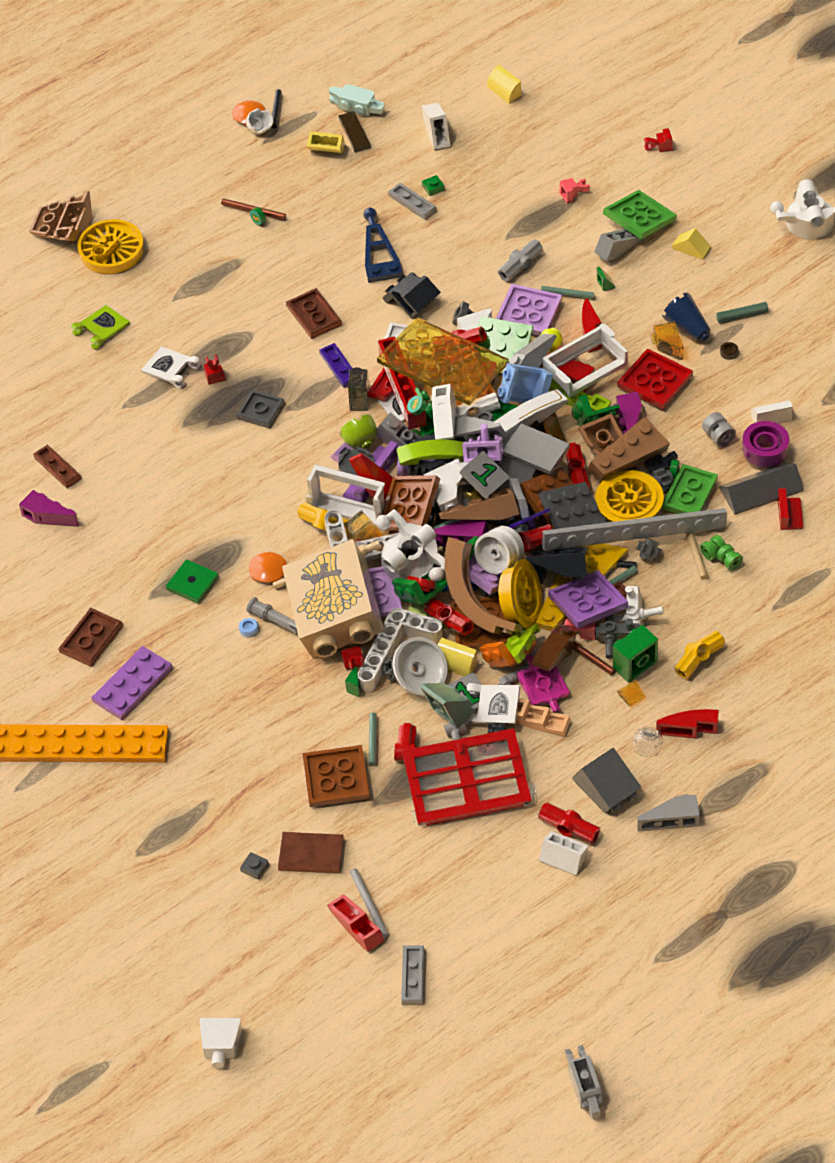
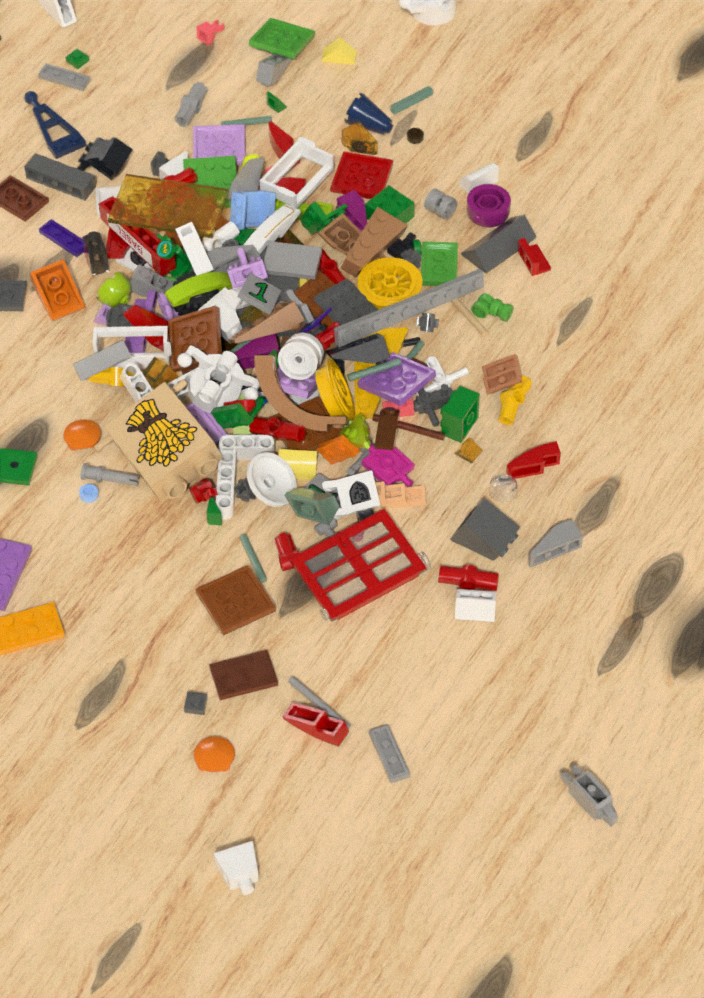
camera: 25 degrees left, 0 degrees up
(248, 921) = (214, 754): none -> orange dish
(307, 416) = (56, 290): none -> orange slope
(312, 499) = (101, 360): none -> light grey tile
(361, 302) = (60, 176): none -> dark grey brick
(569, 583) = (374, 369): none -> sand green bar
(668, 419) = (393, 203): none -> green brick
(698, 624) = (502, 374): none -> nougat slope

